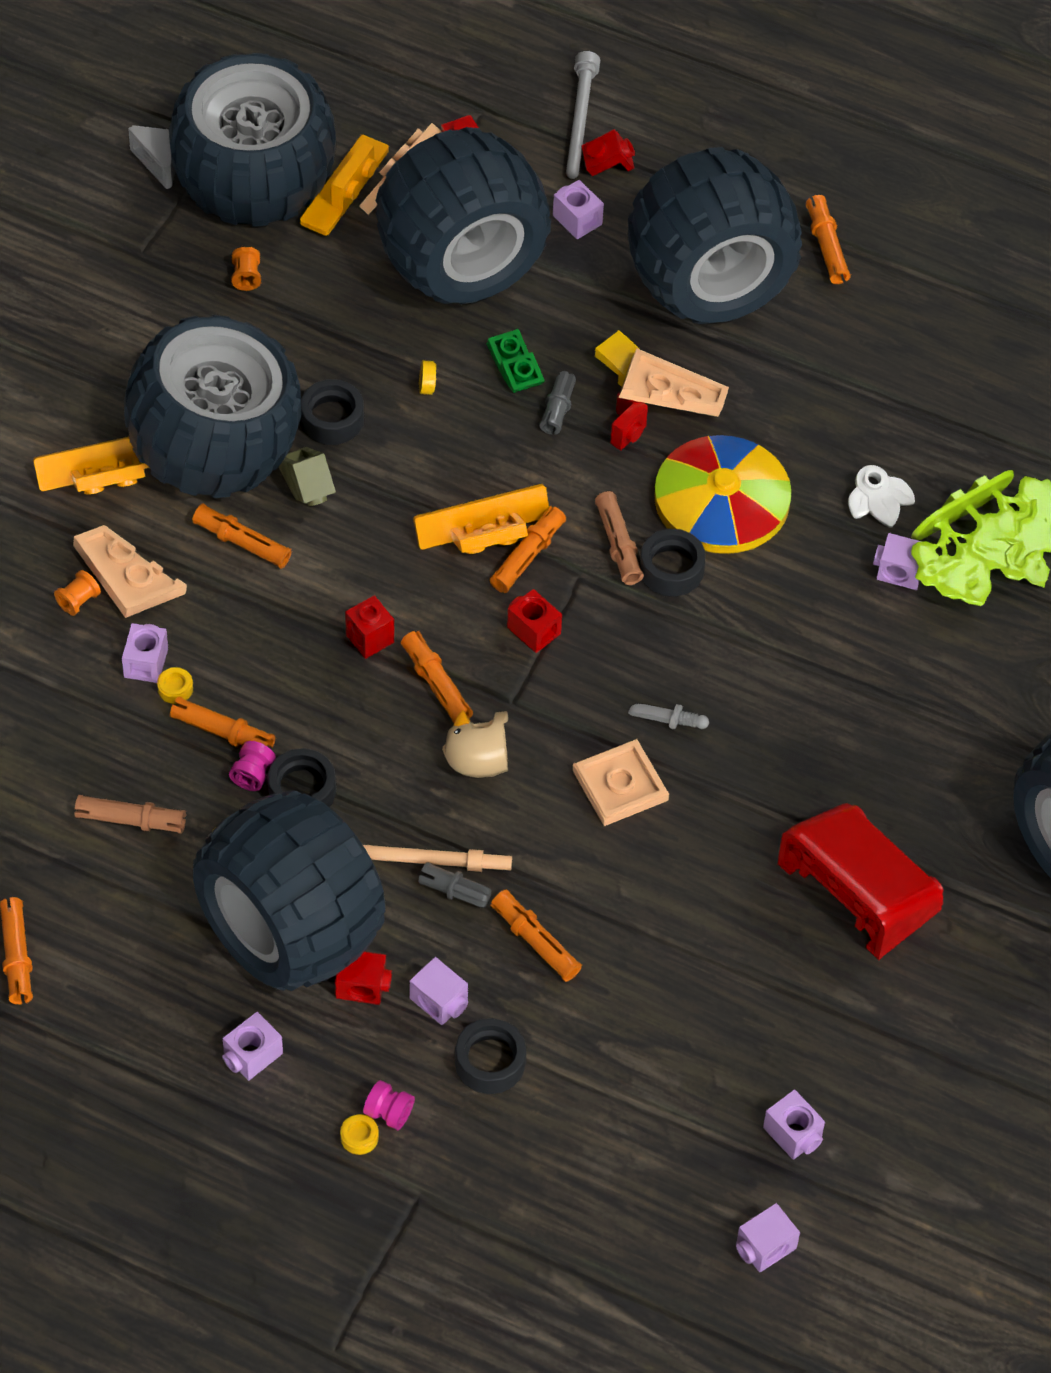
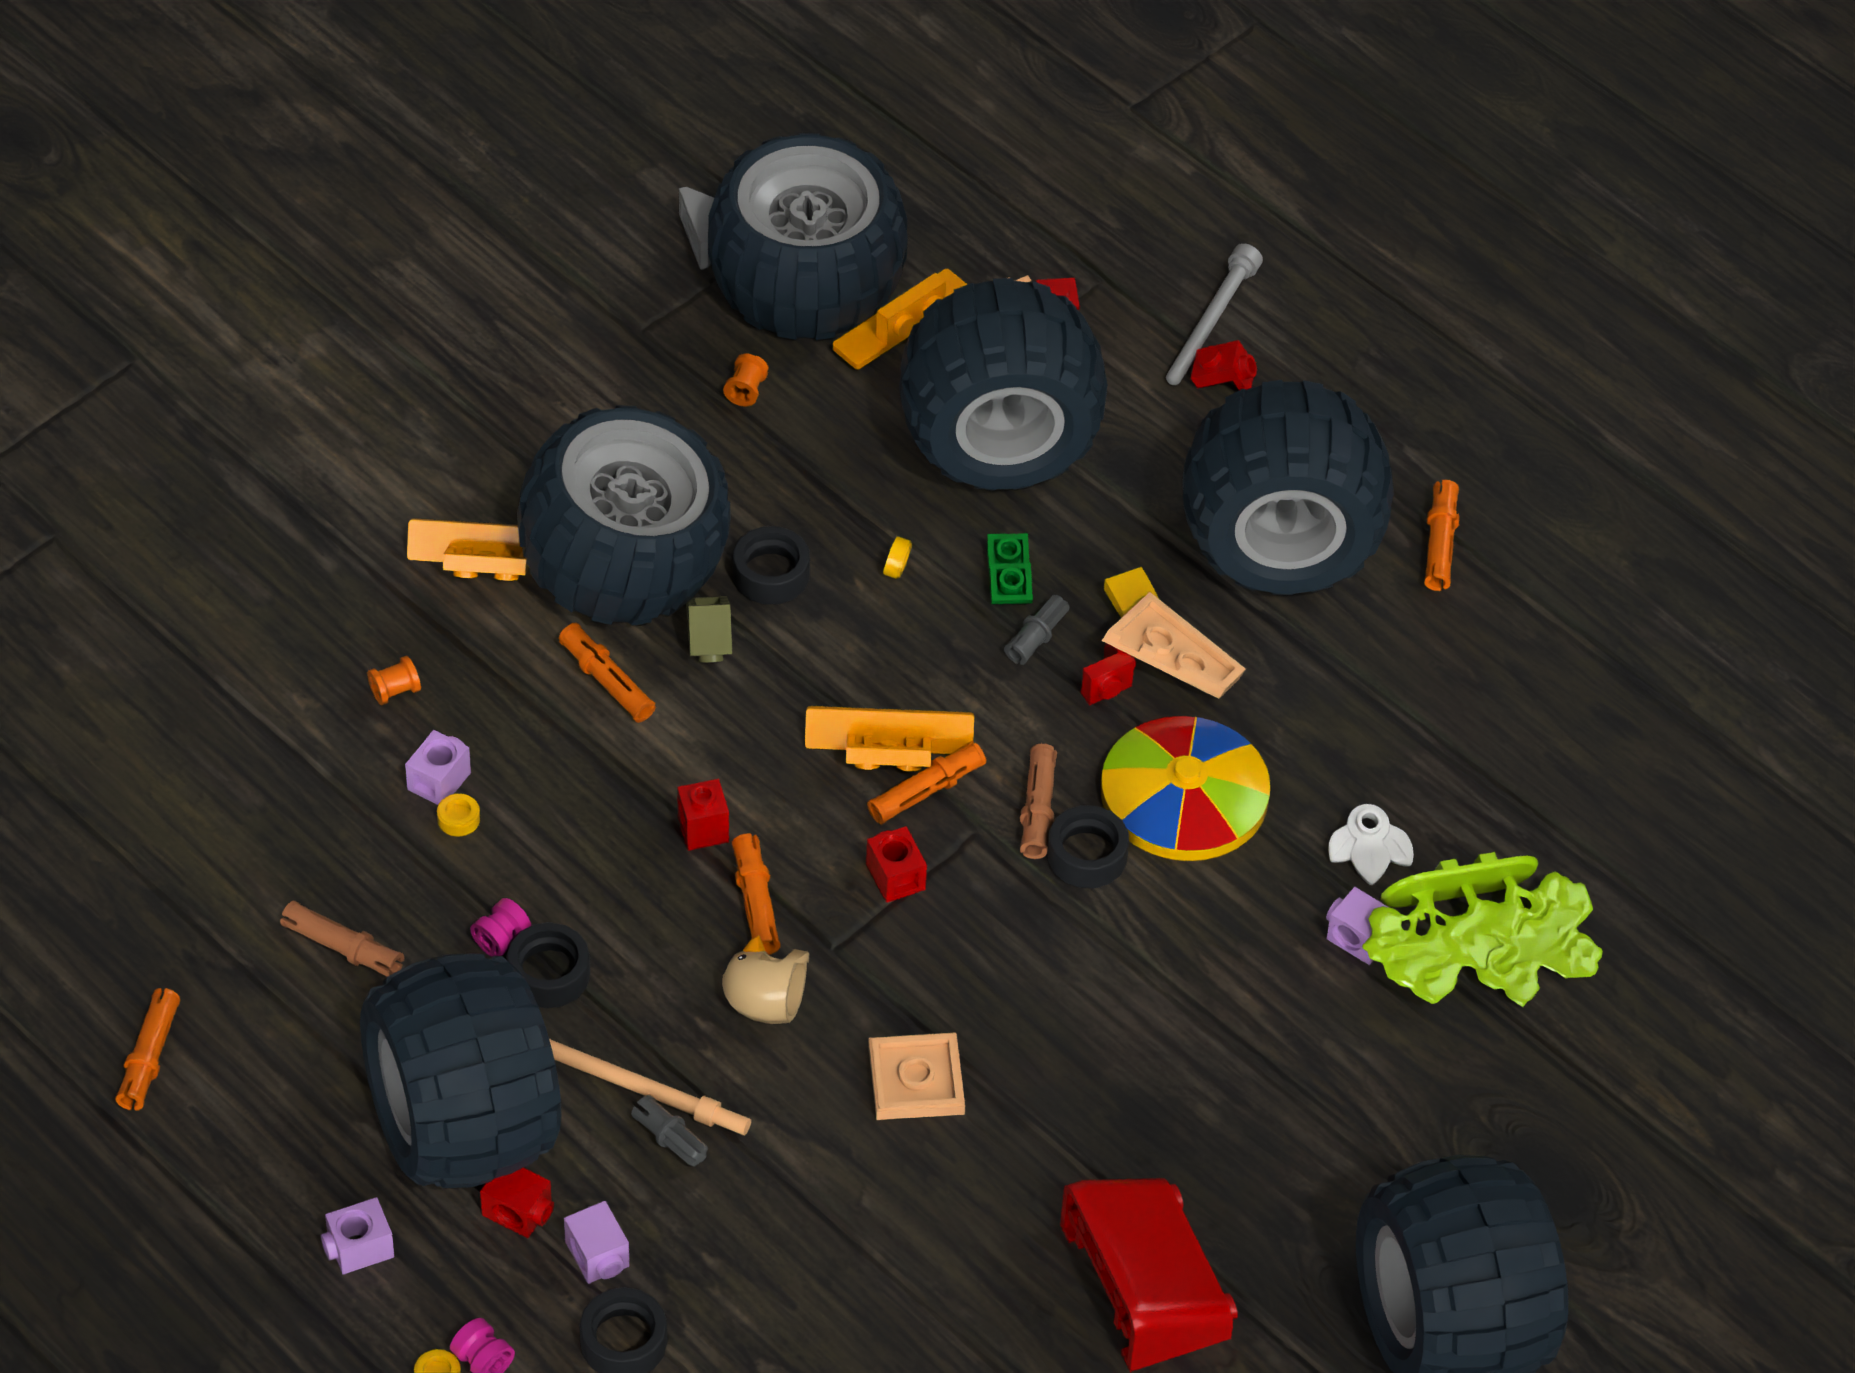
camera: 20 degrees right, 5 degrees down
(124, 574) = (457, 676): light nougat wing -> none
(235, 731) = (487, 873): orange pin -> none
(524, 924) = (732, 1201): orange pin -> none
(578, 209) = (1158, 419): lavender brick -> none
(669, 716) = (1010, 1021): light grey piece -> none

